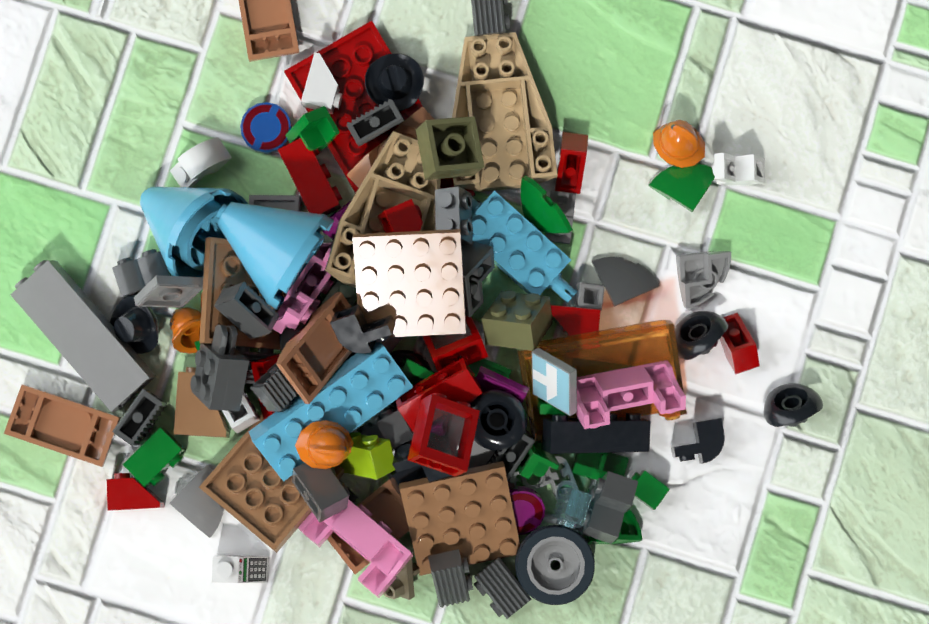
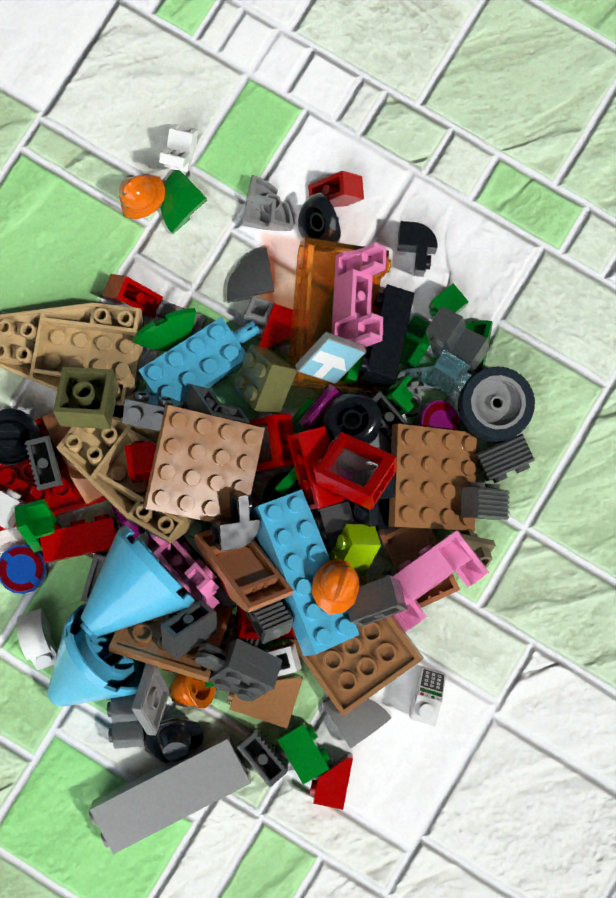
camera: 65 degrees left, 0 degrees up
(62, 425) = (251, 834): nougat slope -> none
(791, 405) = (404, 157): black hat -> none

